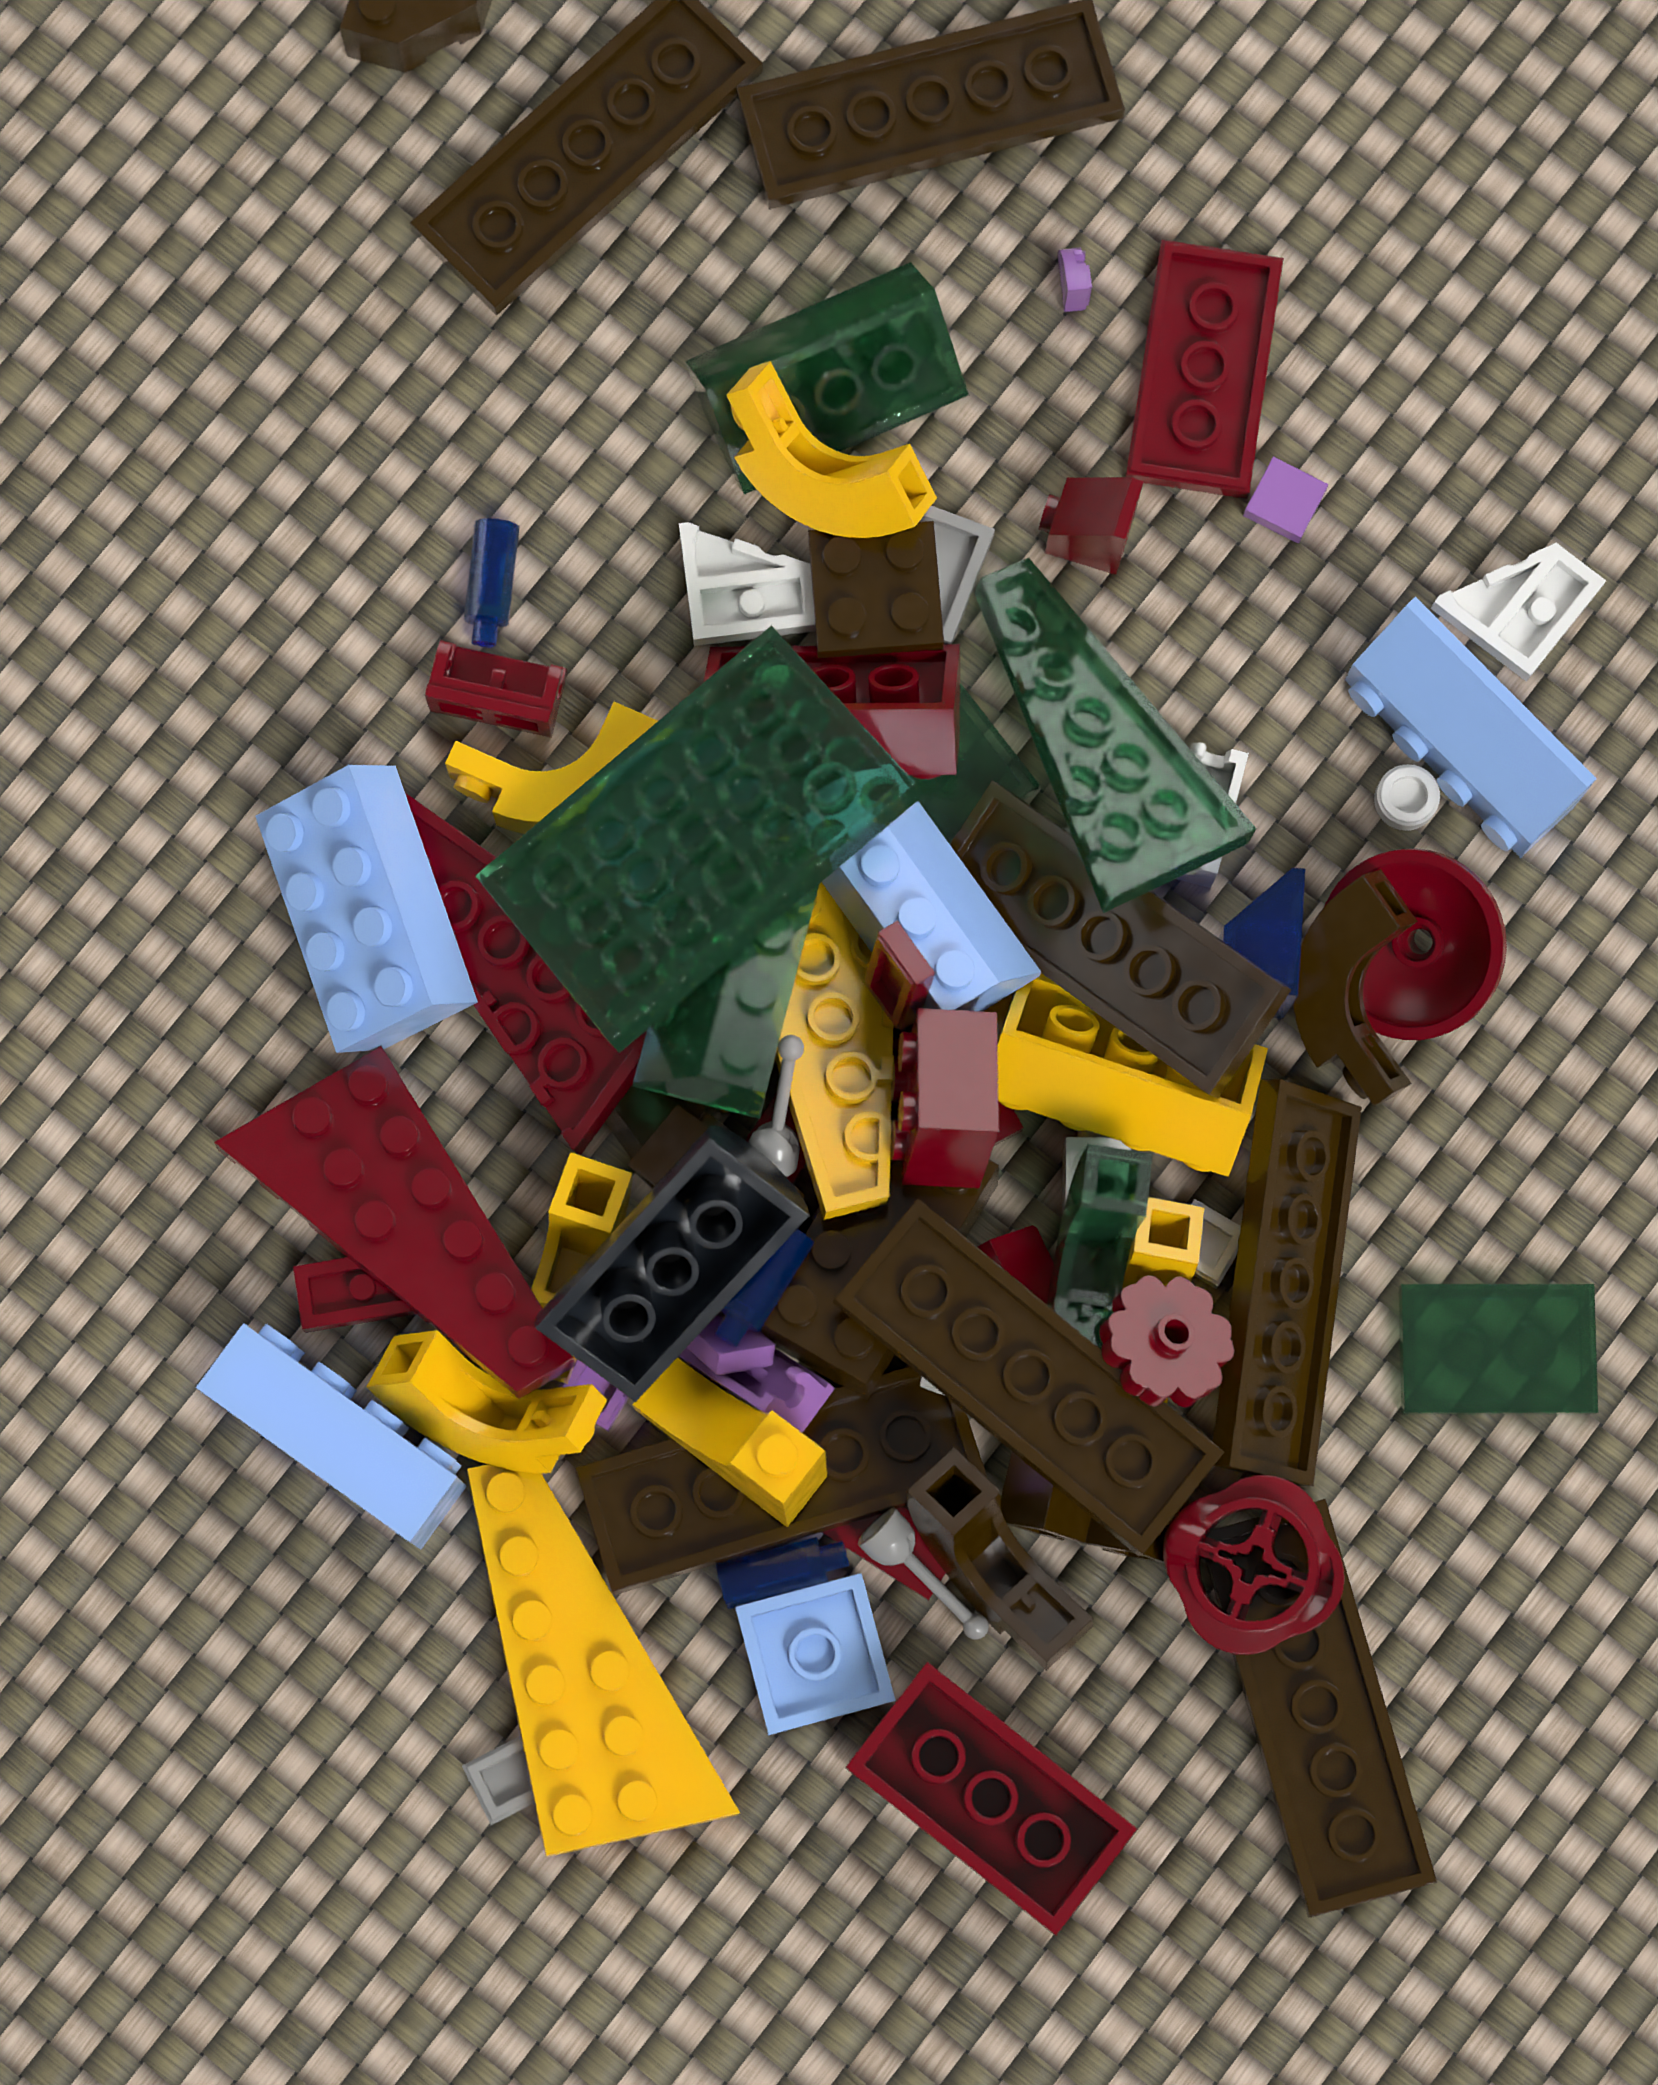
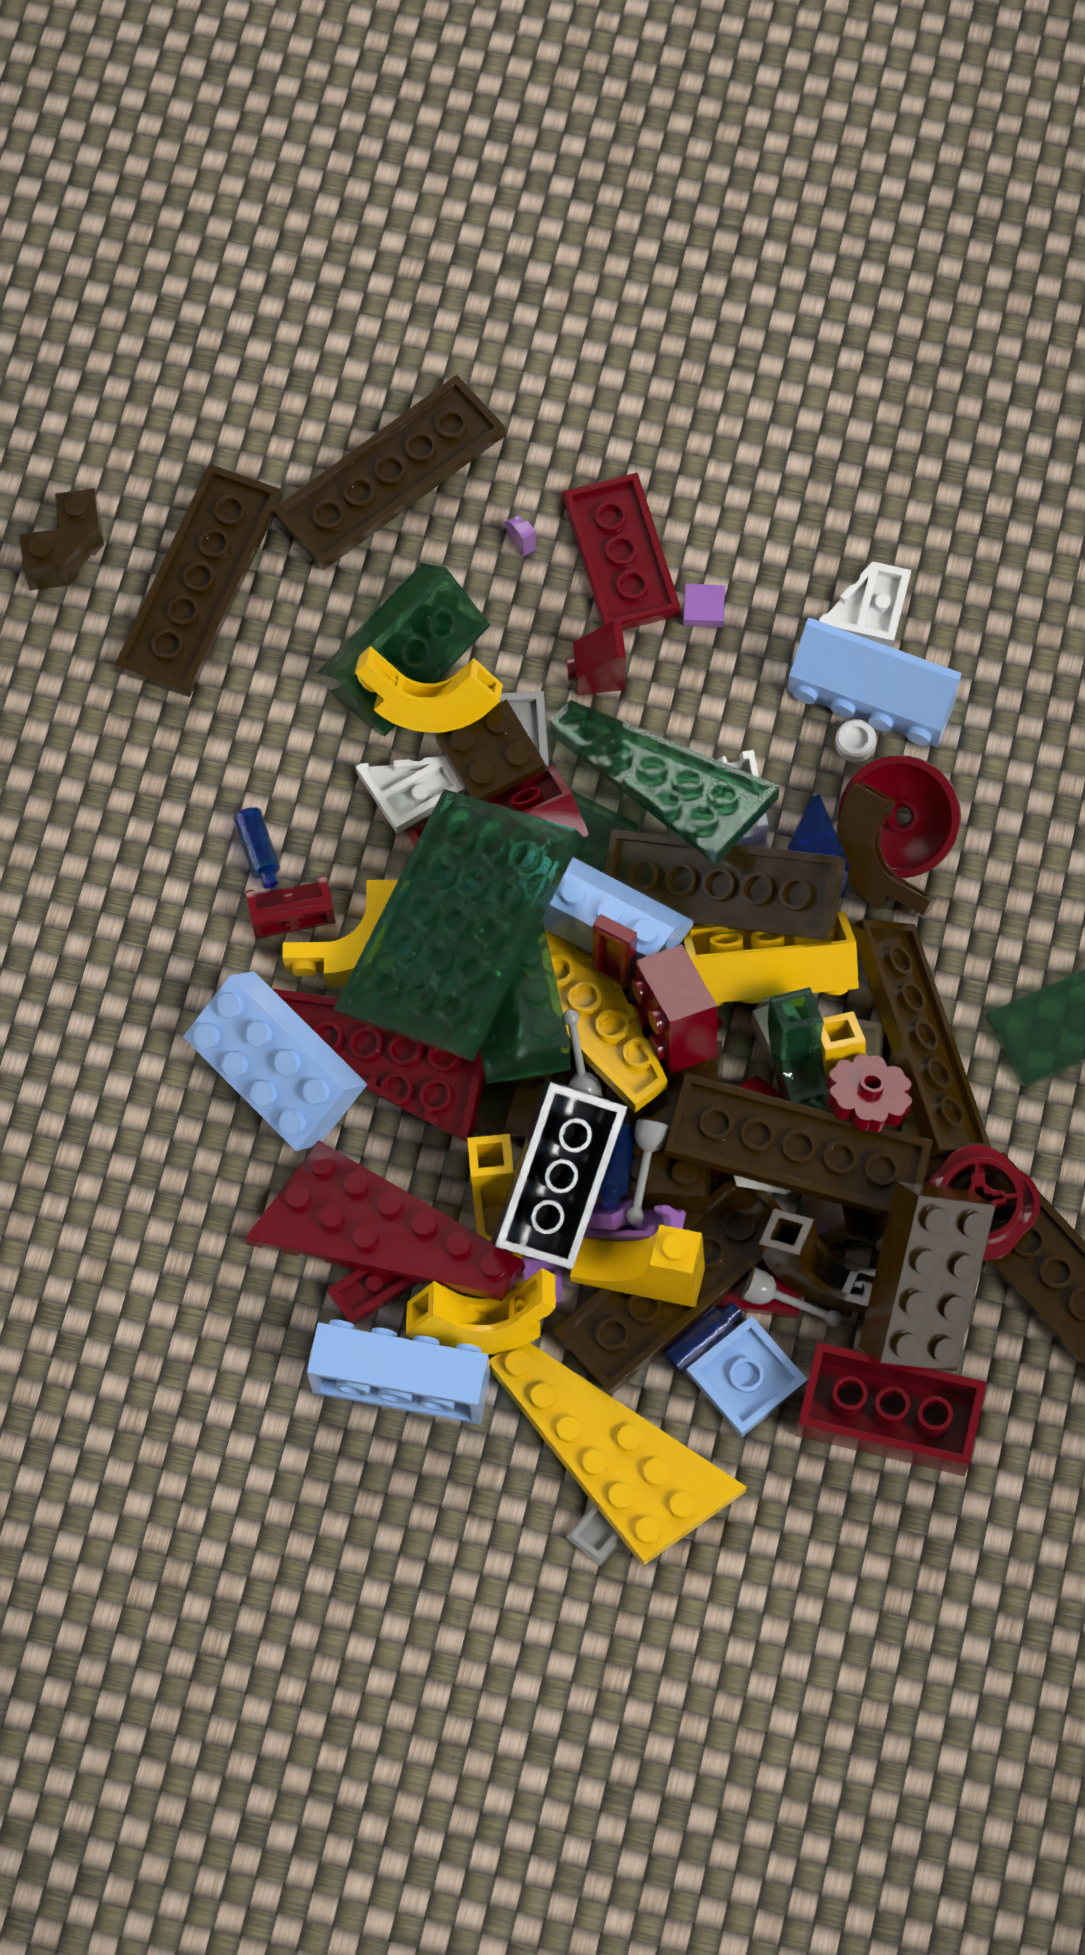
camera: 20 degrees left, 10 degrees down
(826, 1269) = (650, 1138): none -> light grey hinge
(1120, 1645) = (926, 1276): none -> dark brown brick

